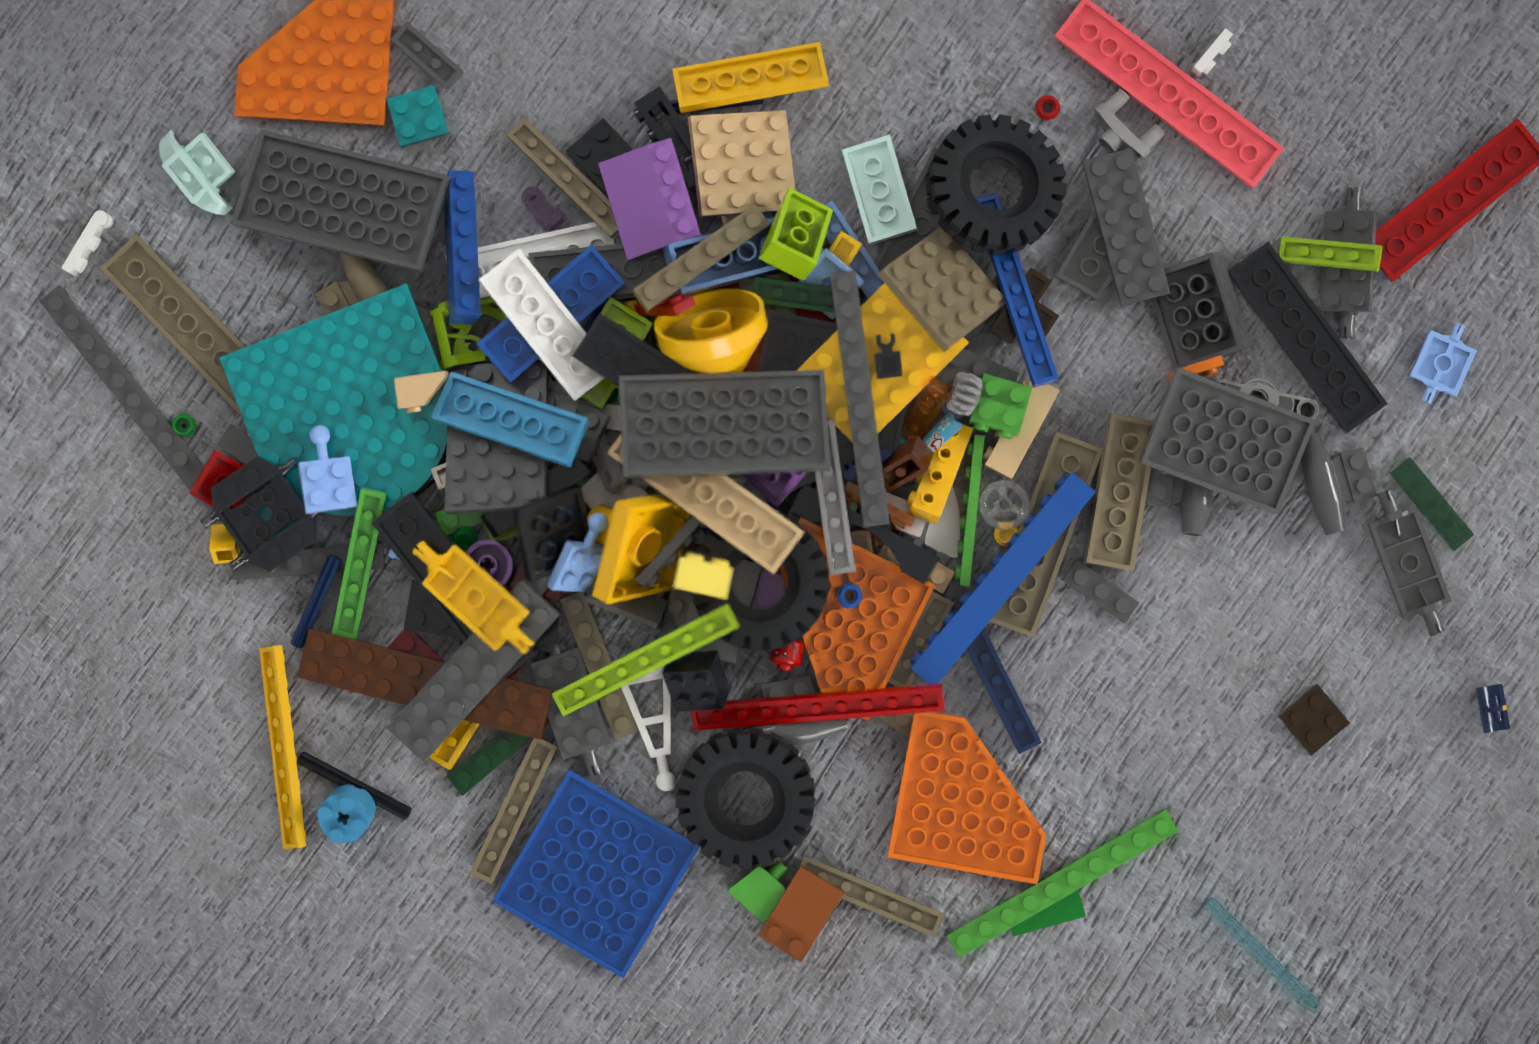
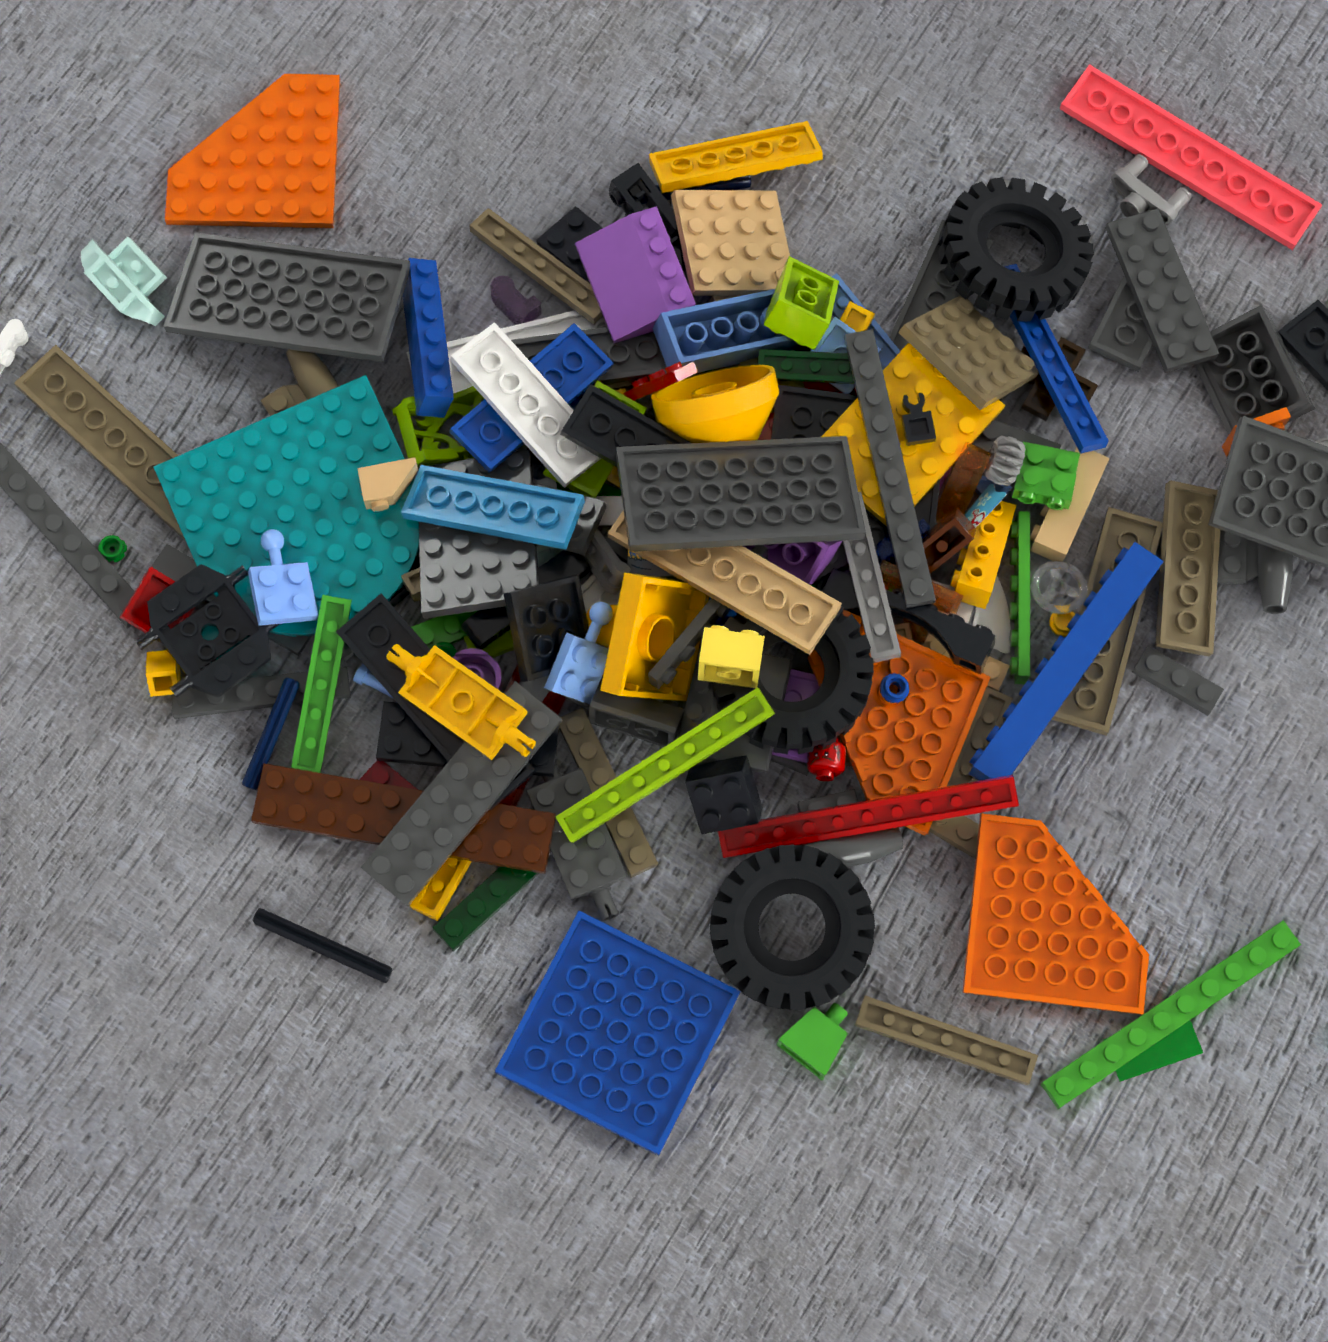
camera: 10 degrees left, 15 degrees down
(282, 747) = (235, 904): yellow plate -> none
(346, 814) = (320, 990): dark azure brick -> none
(417, 116) = (369, 214): teal plate -> none
(427, 56) = (377, 151): dark grey plate -> none
(513, 810) = (514, 963): dark tan plate -> none
(665, 780) = (668, 796): white plate -> none
(700, 257) = (698, 326): dark tan plate -> none
(801, 913) = (868, 1061): dark orange slope -> none
(879, 190) = (887, 264): light aqua plate -> none
(1003, 693) = (1078, 797): dark blue plate -> none
(1053, 102) = (1060, 170): red plate -> none
(1206, 62) = (1238, 107): white plate -> none

